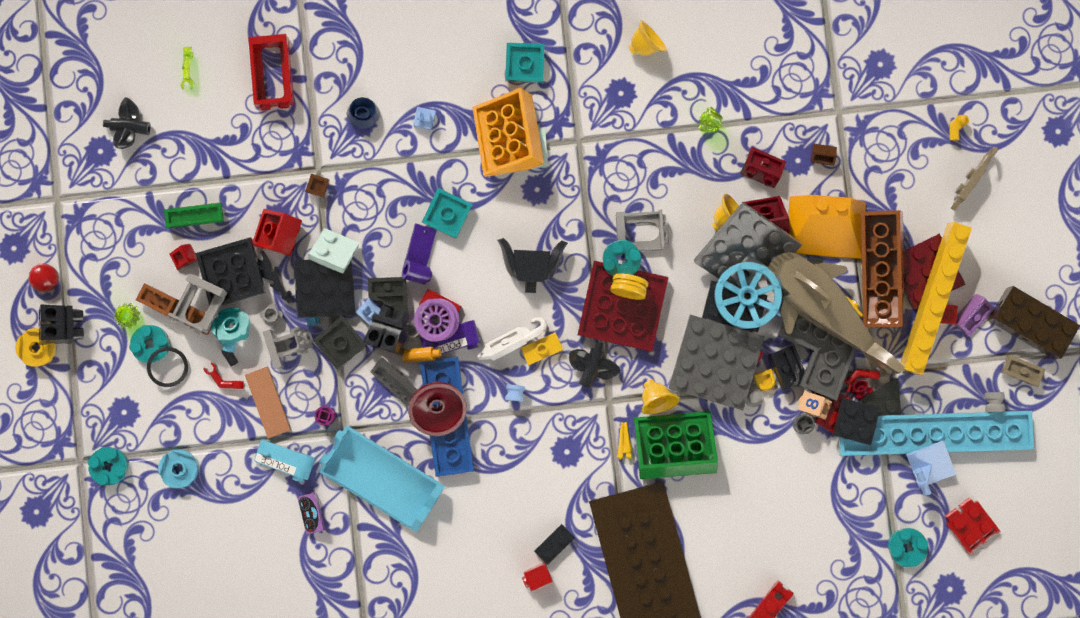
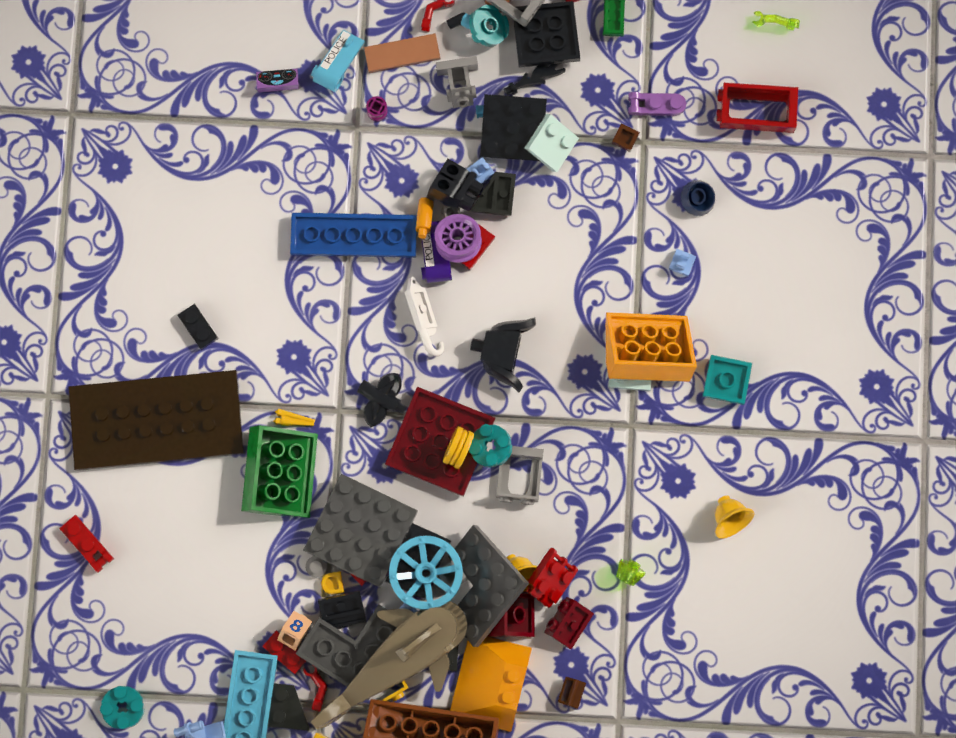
camera: 100 degrees right, 5 degrees down
(266, 314) = (495, 63): light grey plate -> none
(277, 232) = (581, 88): red slope -> none
(281, 163) = (656, 104): none -> medium lavender plate
(340, 342) = (452, 135): pearl dark grey plate -> none
(381, 478) = (300, 156): medium azure cylinder -> none
(393, 381) = (397, 188): dark grey plate -> none
(418, 254) = (532, 231): dark purple door -> none
(439, 418) = (353, 219): dark red dish -> none
(447, 213) = (573, 269): teal plate -> none
(515, 393) = (366, 310): light blue wheel -> none
(537, 577) = (166, 302): red brick -> none
(541, 348) = (409, 347): yellow plate -> none
(657, 398) = (333, 460): yellow hat -> none
(729, 187) = (551, 578): none -> red plate
(806, 422) = (275, 612): dark grey wheel -> none
(856, 421) = (269, 672): black plate -> none
(861, 389) = (303, 687): dark red plate -> none

